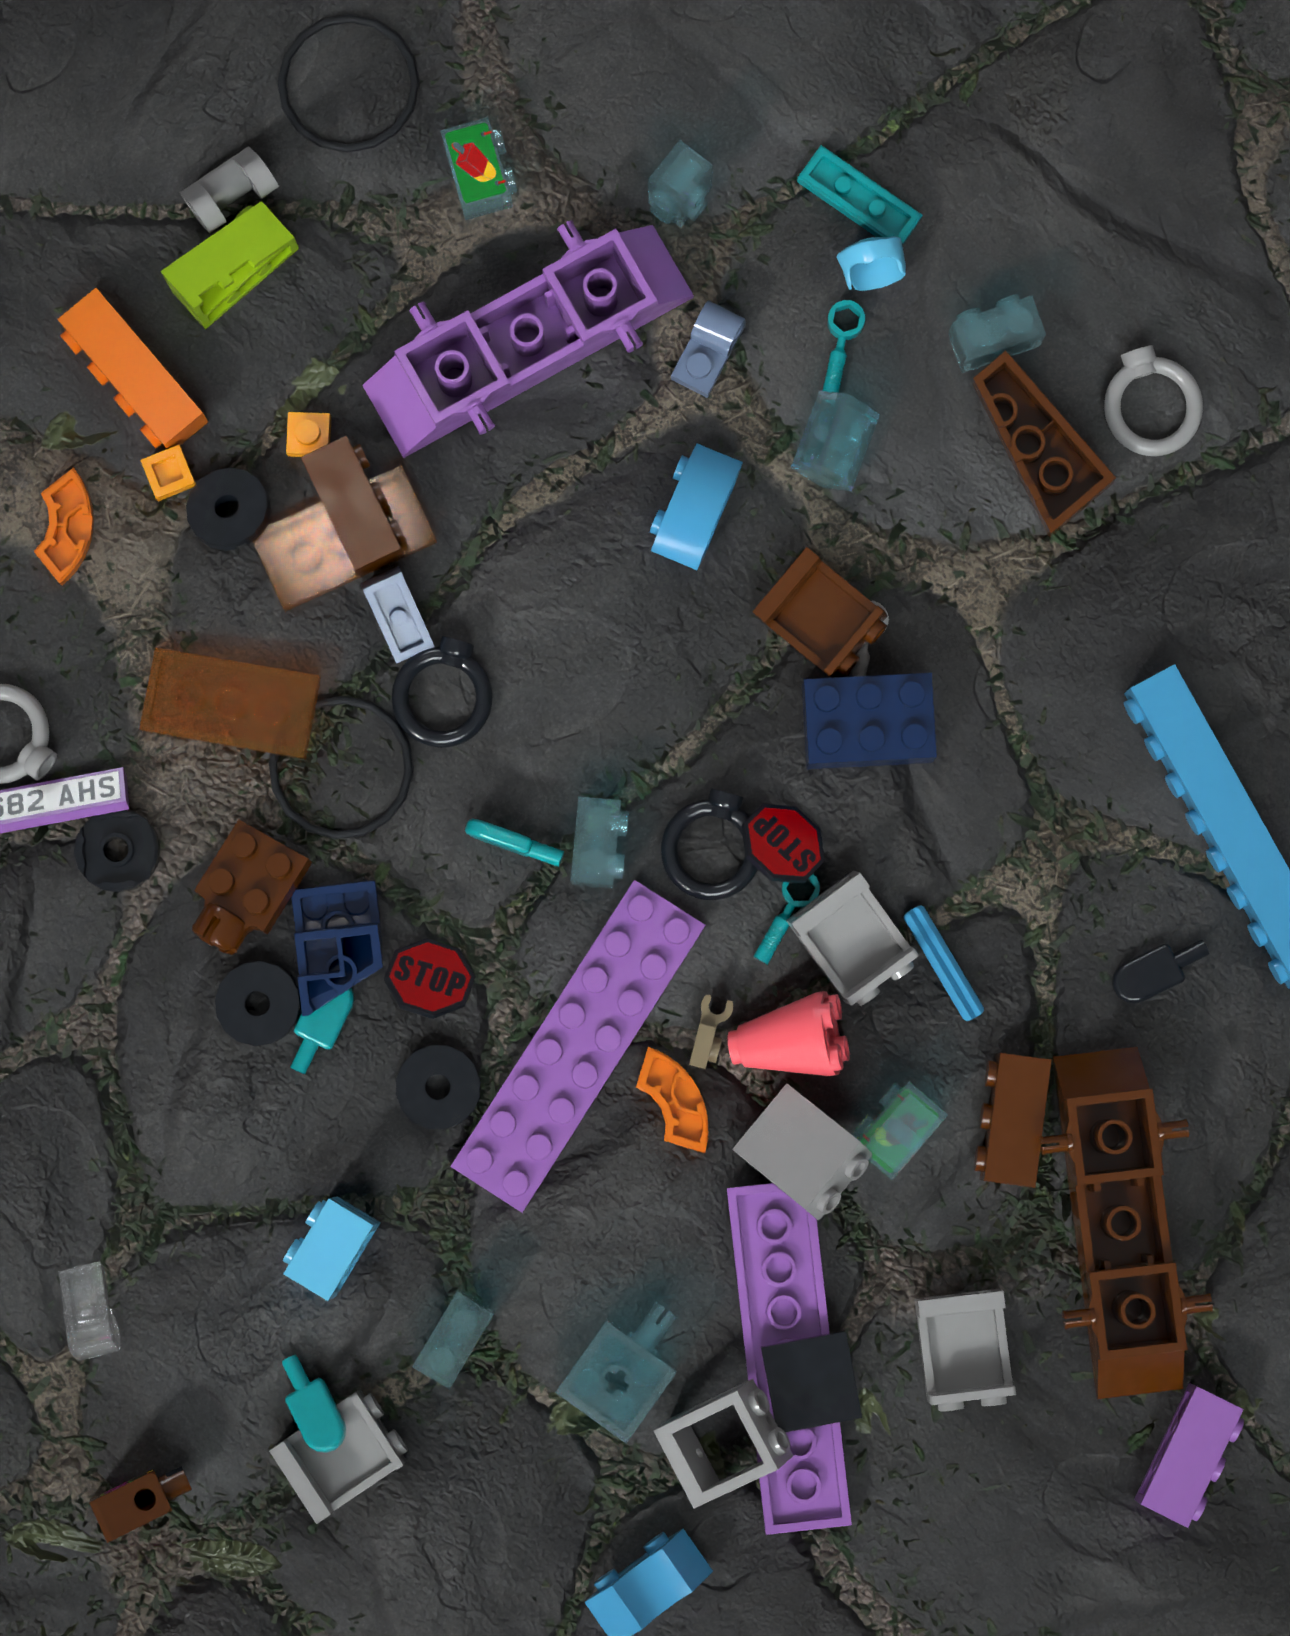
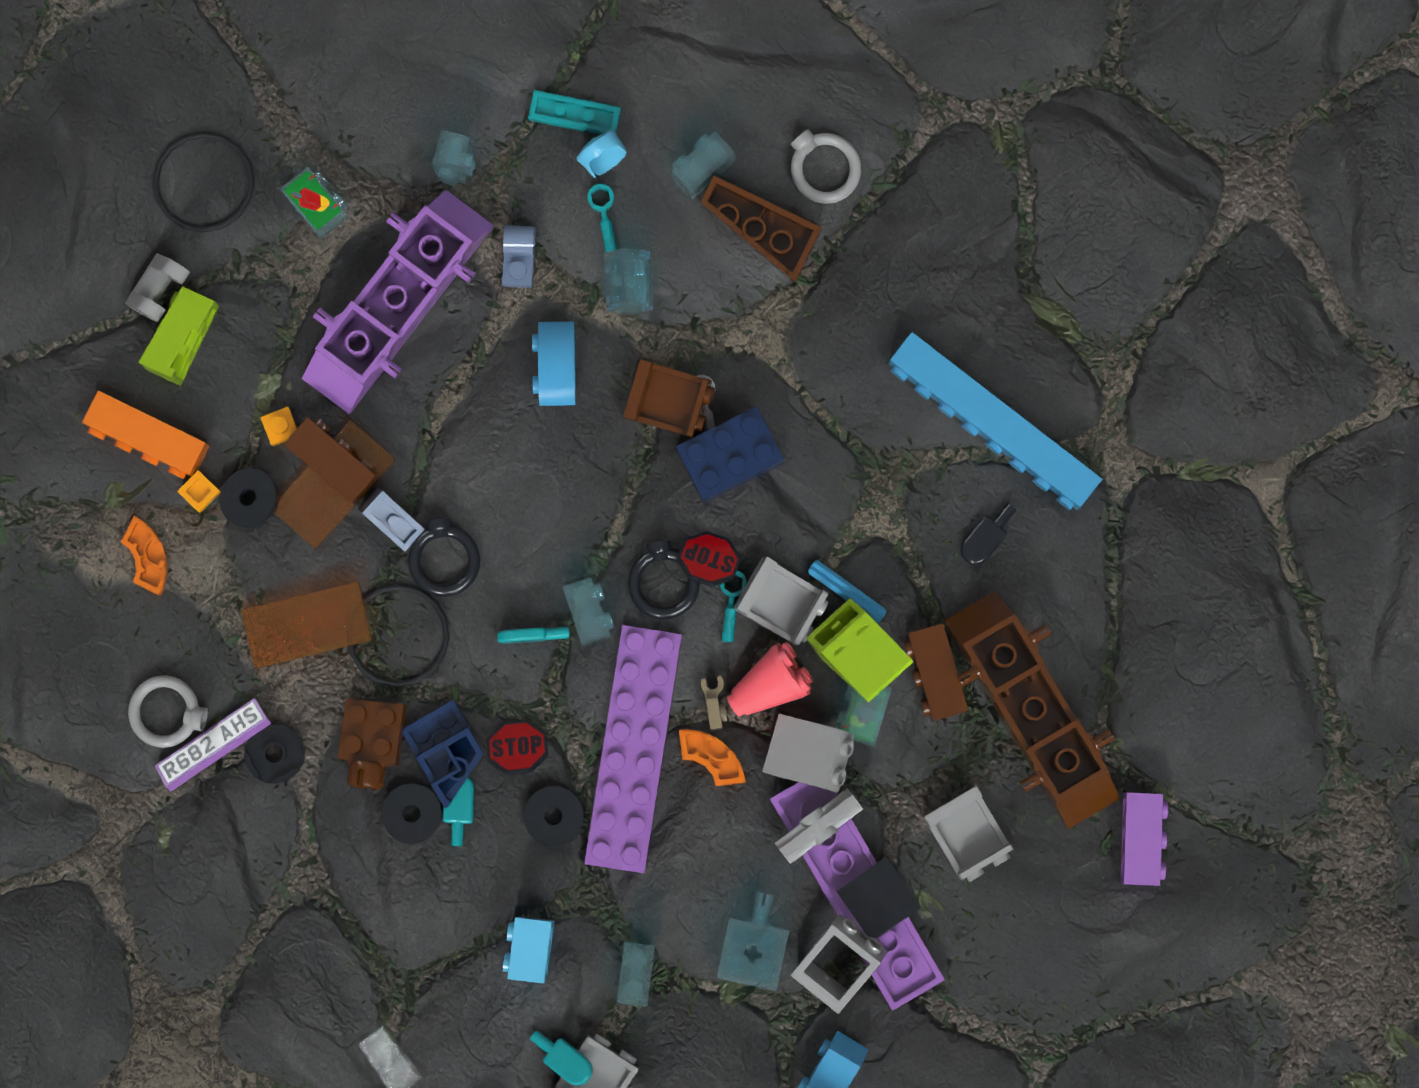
camera: 25 degrees left, 0 degrees up
(774, 1252) = (818, 826): none -> light grey piece
(927, 1047) = (859, 650): none -> lime slope

